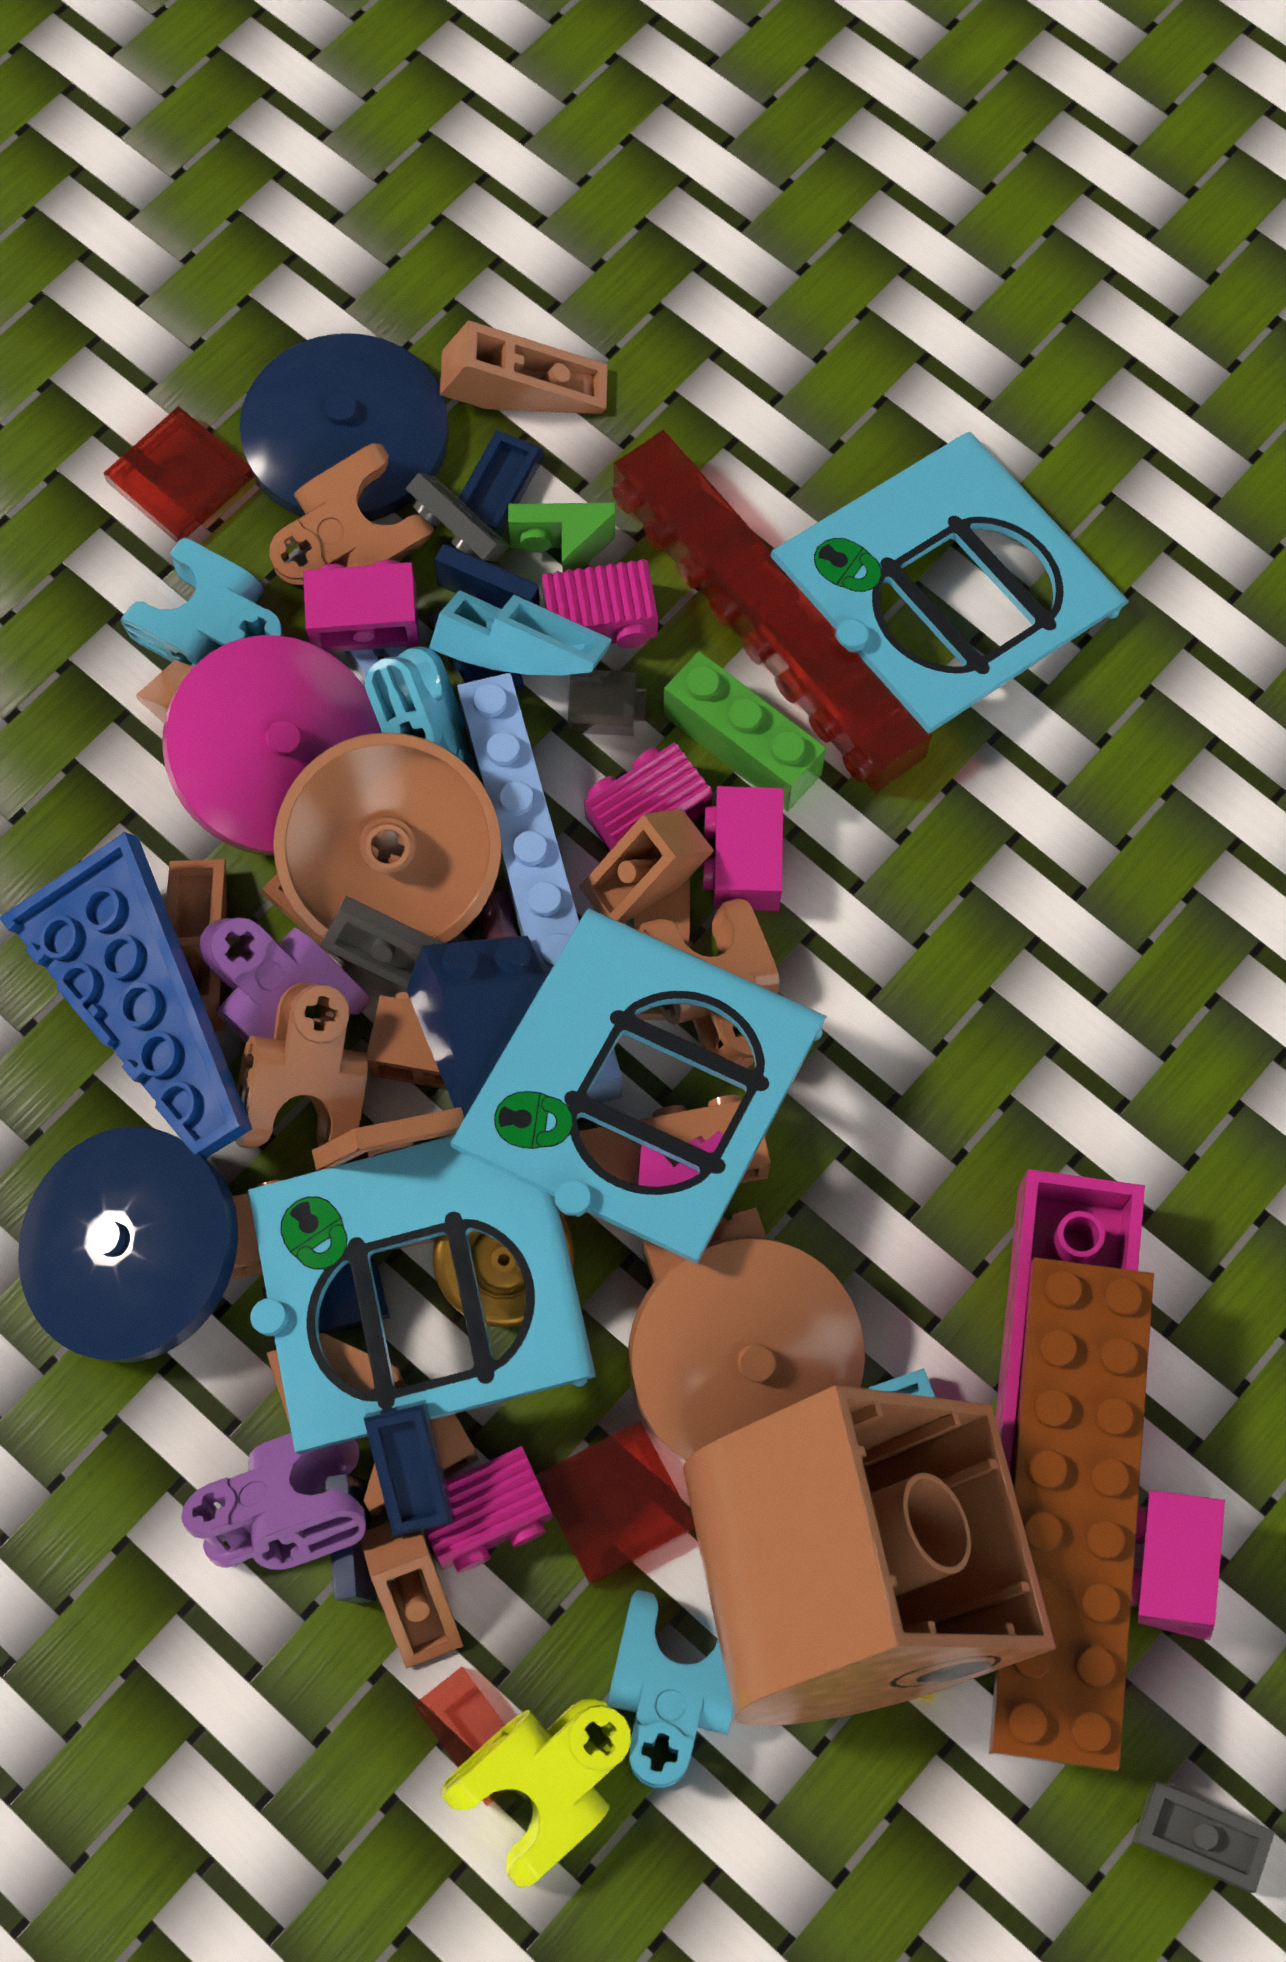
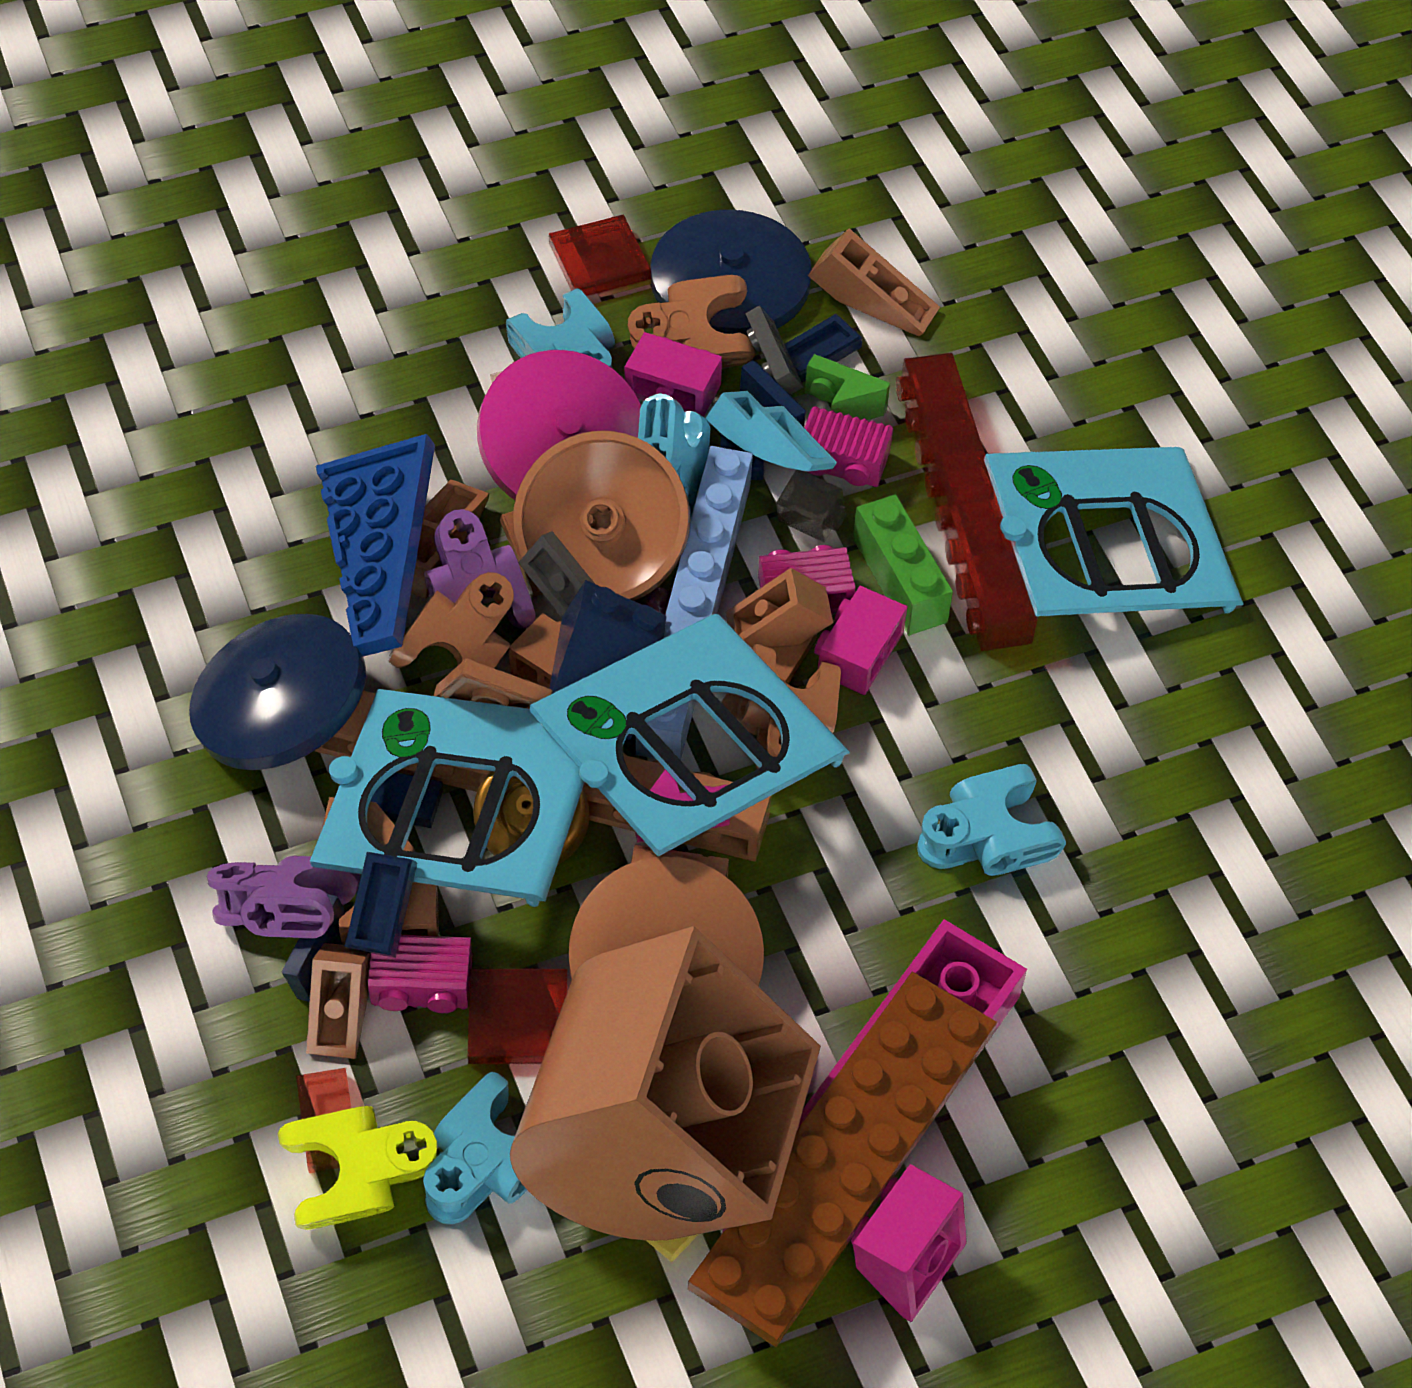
camera: 25 degrees right, 15 degrees down
(996, 1019) = (982, 828): none -> medium azure piece

